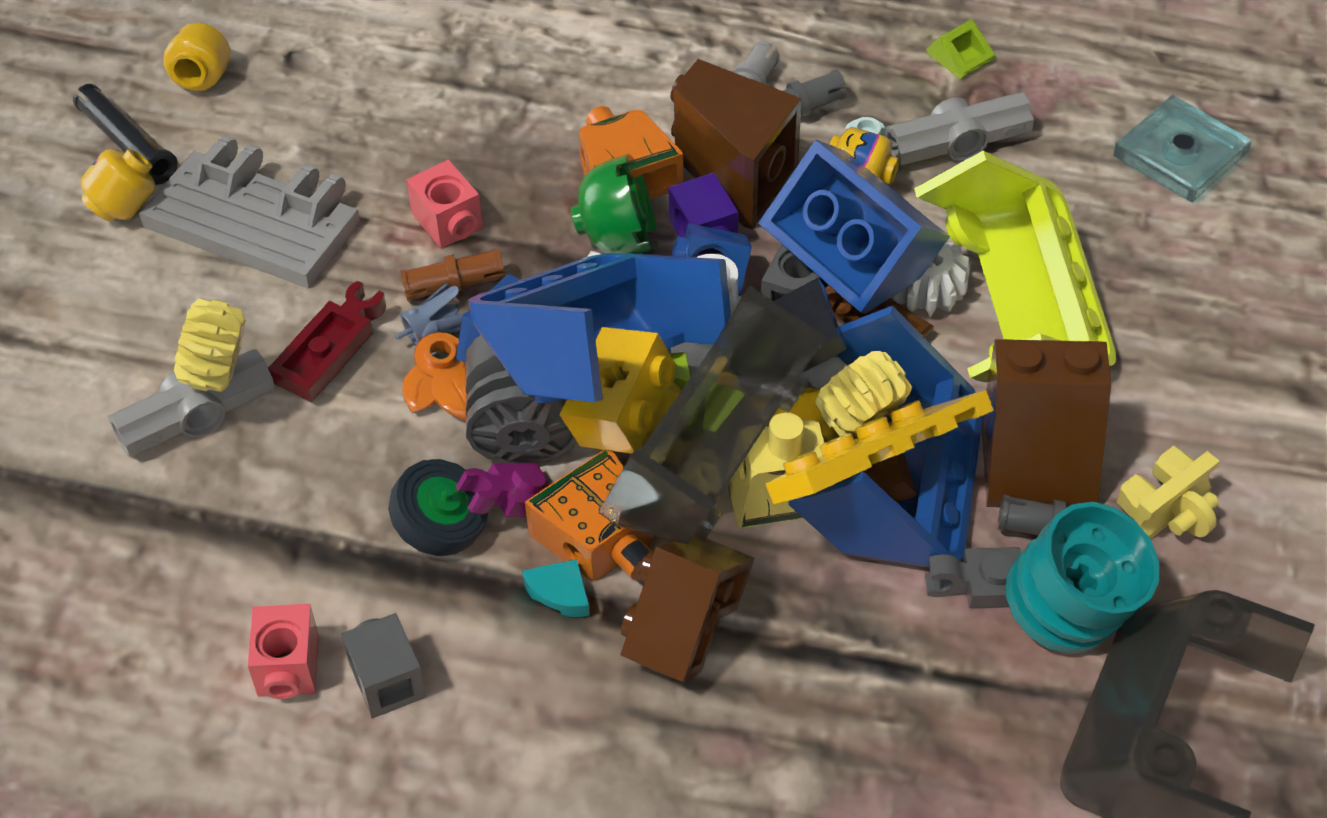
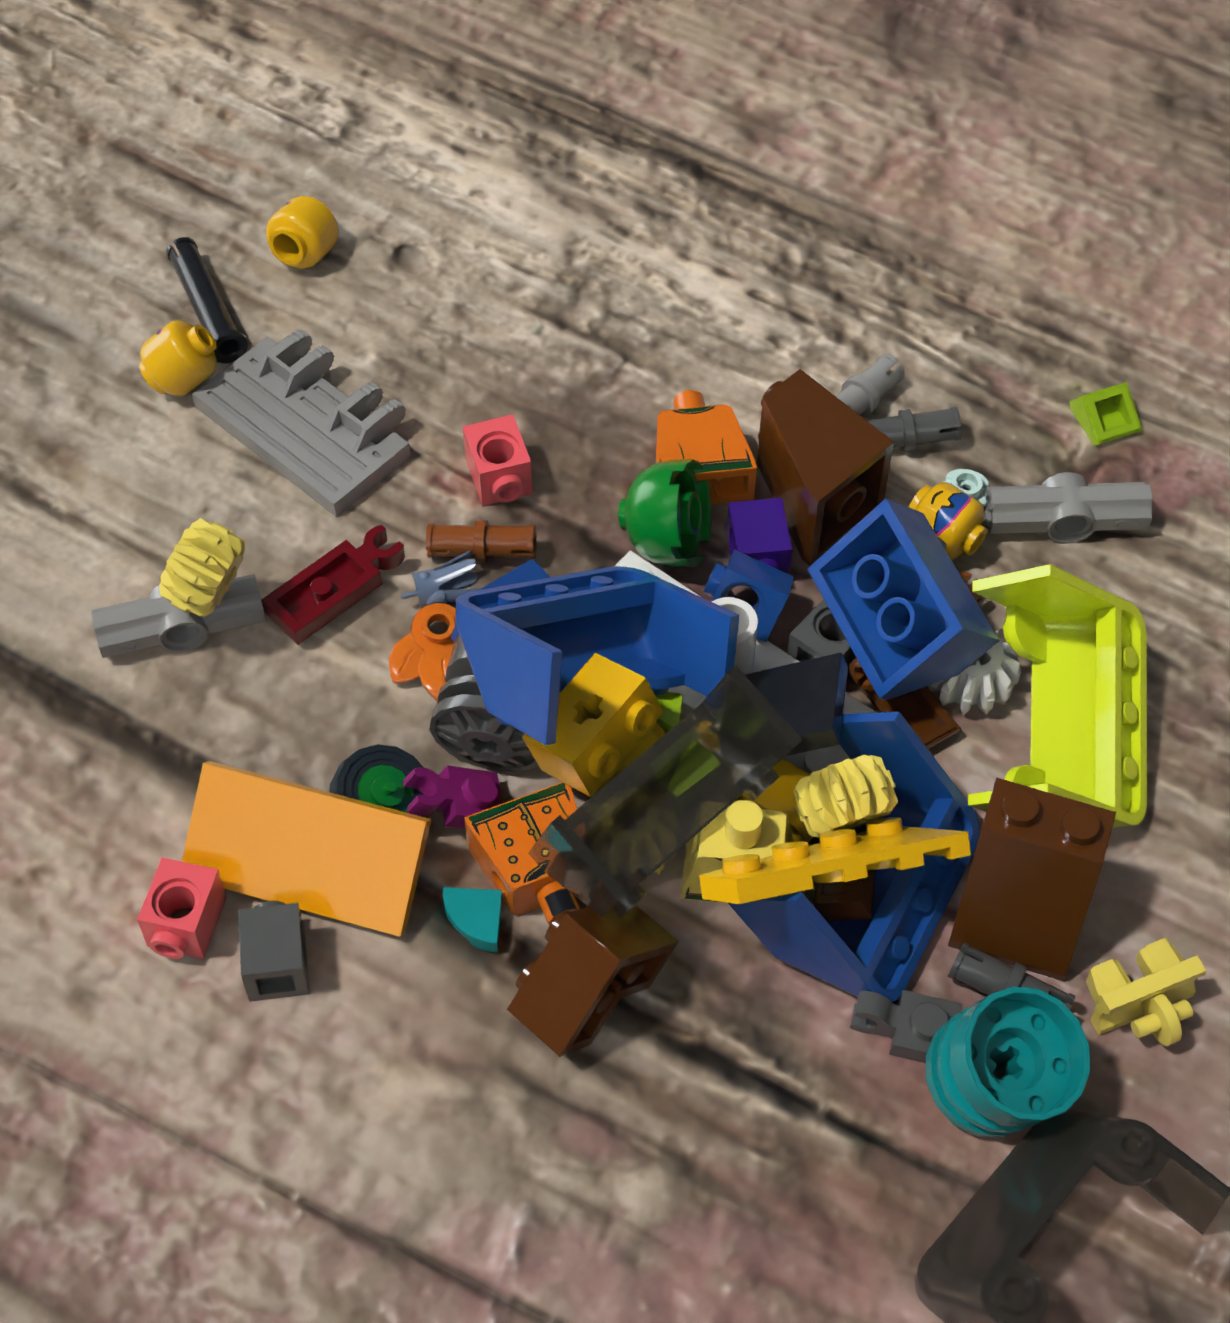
camera: 15 degrees right, 5 degrees up
(386, 562) = (307, 847): none -> light orange tile

